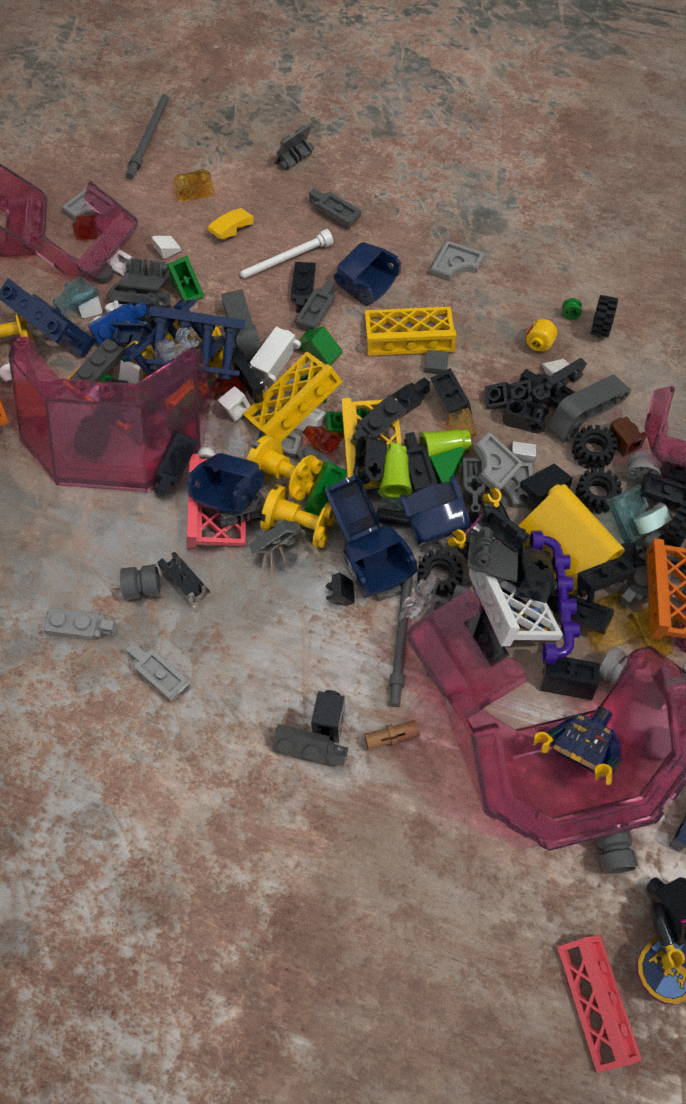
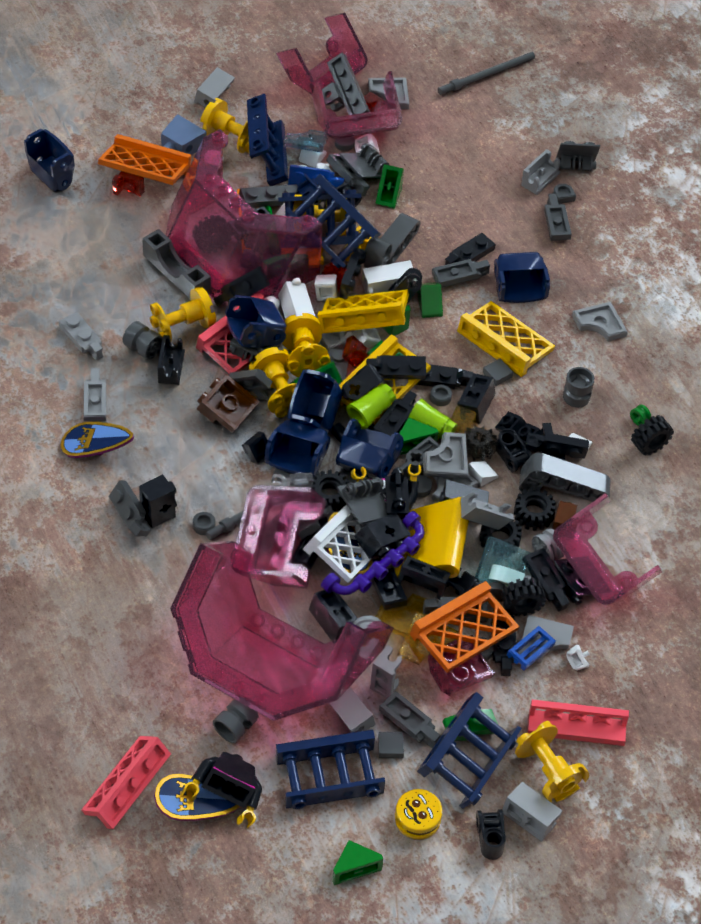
camera: 40 degrees right, 10 degrees down
(60, 226) = (345, 88): none -> dark grey plate
(66, 490) = (162, 255): none -> dark grey arch
(158, 512) = (195, 310): none -> yellow piece
(165, 246) = (407, 155): white slope -> none
(169, 349) = (305, 209): clear plate -> none
(196, 183) = (476, 130): clear yellow piece -> none
(204, 711) = (94, 439): none -> shield
(227, 224) = (463, 172): yellow slope -> none
(228, 437) = (295, 299): none -> white brick
(274, 574) = (227, 403): none -> reddish brown plate
(282, 182) = (540, 172): none -> light grey hinge
(295, 349) = (403, 282): none -> black piece
(314, 182) = (564, 193): none -> dark grey tile
(324, 239) = (520, 233): white piece -> none
(376, 697) = (203, 522): none -> dark grey tile
(392, 735) = (173, 543): medium nougat pin -> none
(419, 417) = (440, 395): none -> dark grey tile
(499, 426) = (480, 443): none -> clear smoke gear
(510, 323) = (578, 387): none -> dark grey wheel
(541, 335) = (592, 412): yellow head -> none
(585, 481) = (485, 513): none -> light grey hinge
(585, 743) = (287, 645): torso -> none

